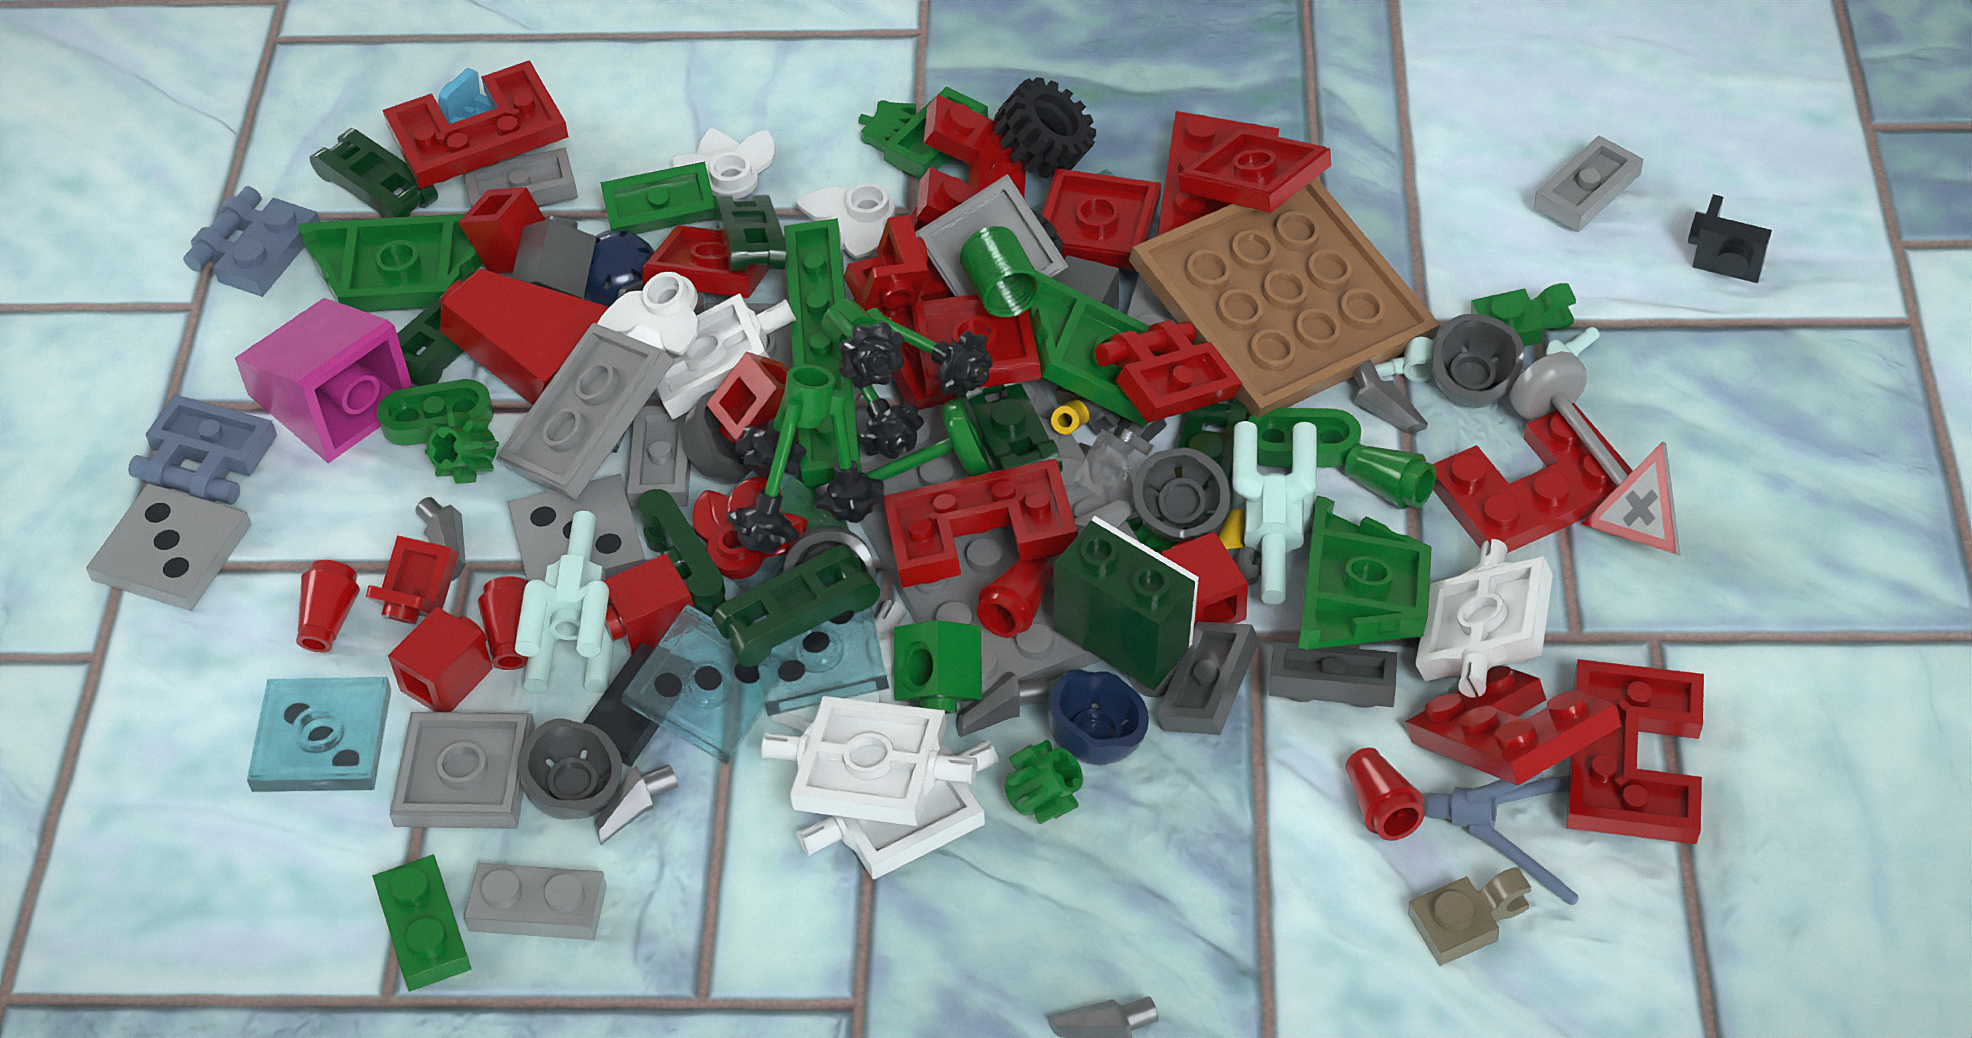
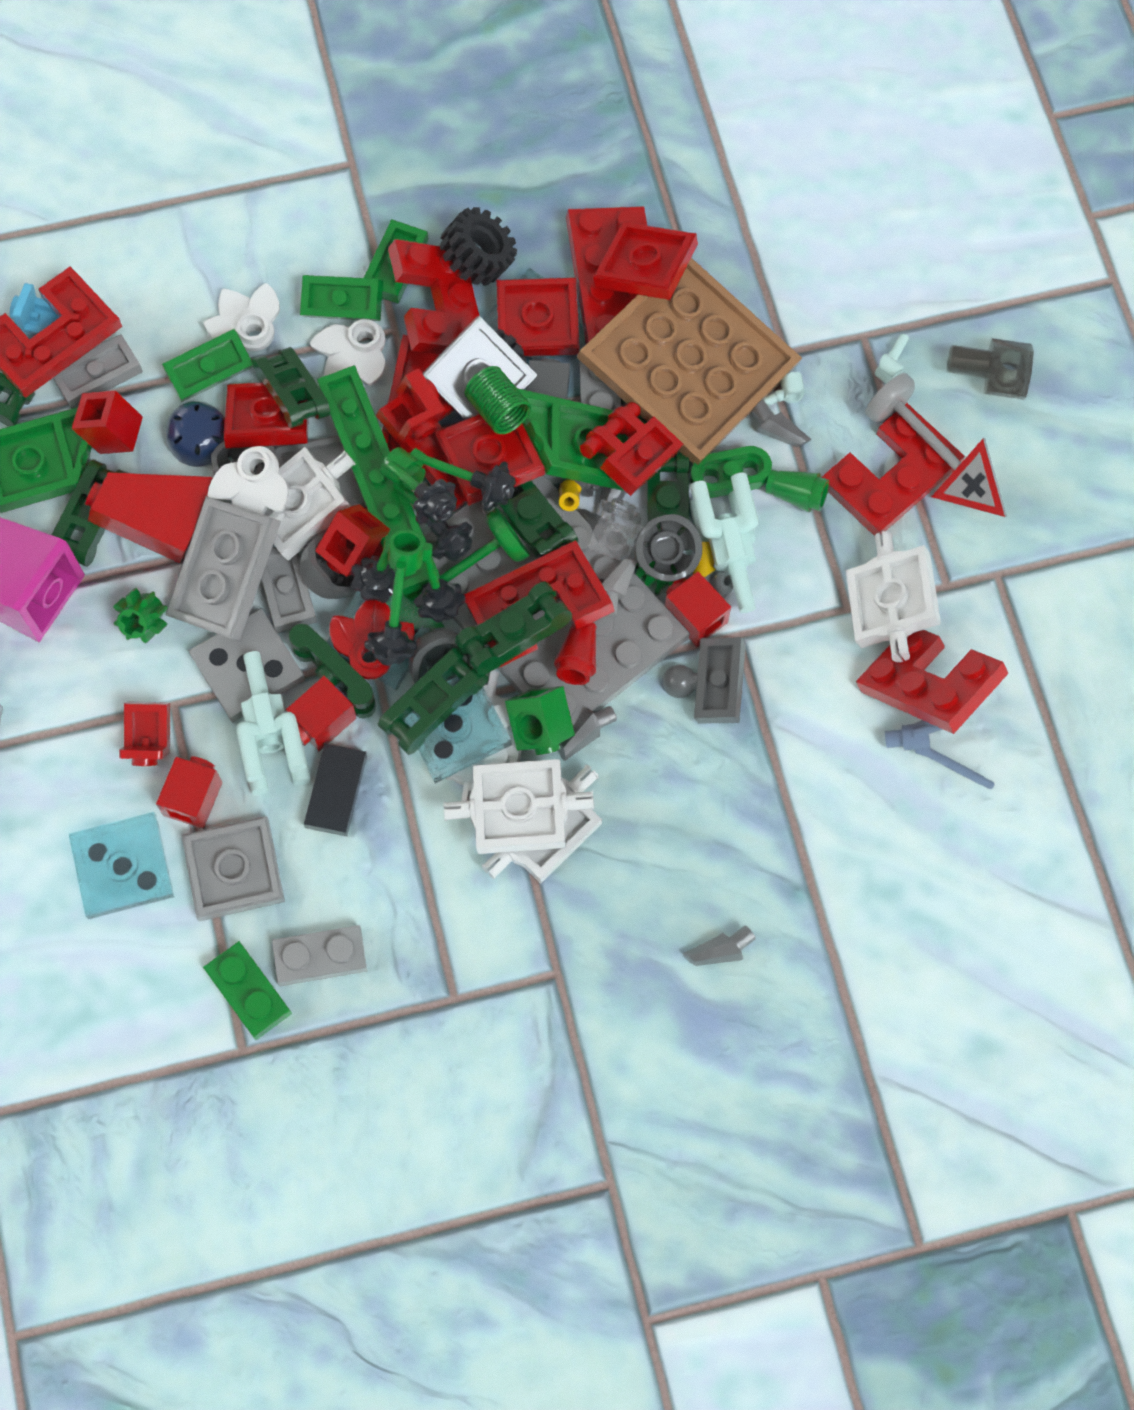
camera: 20 degrees left, 20 degrees up
(324, 603) = (87, 765): red cone -> none
(409, 412) = (106, 584): green plate -> none
(443, 528) = (149, 682): flat silver bar -> none
(500, 615) = (223, 748): red cone -> none
(555, 256) = (152, 442): dark grey brick -> none
(573, 784) = (313, 859): dark grey helmet -> none
(633, 799) = (359, 863): flat silver bar -> none
(698, 687) = (376, 770): clear light blue tile -> none
(852, 156) = (341, 297): none -> green plate
(886, 122) = (354, 256): green piece -> none
(932, 535) = (514, 629): none -> dark green plate
(1043, 781) = (635, 788): green gear -> none
(1096, 733) = (655, 737): dark blue helmet -> none
(1124, 602) = (659, 650): dark green piece -> none
(1334, 674) = (799, 655): dark grey plate -> none
(1362, 583) = (803, 584): green wing -> none
(1384, 795) = (857, 742): red cone -> none
(1462, 920) = (926, 818): dark tan plate -> none
(1472, 376) = (831, 391): dark grey helmet -> none
(1527, 315) = (850, 339): green plate -> none
(1588, 183) = (873, 211): light grey plate -> none
(1604, 779) = (995, 634): red plate -> none
(1723, 385) = (989, 365): none -> clear smoke piece
(1728, 245) = (980, 249): black bracket -> none

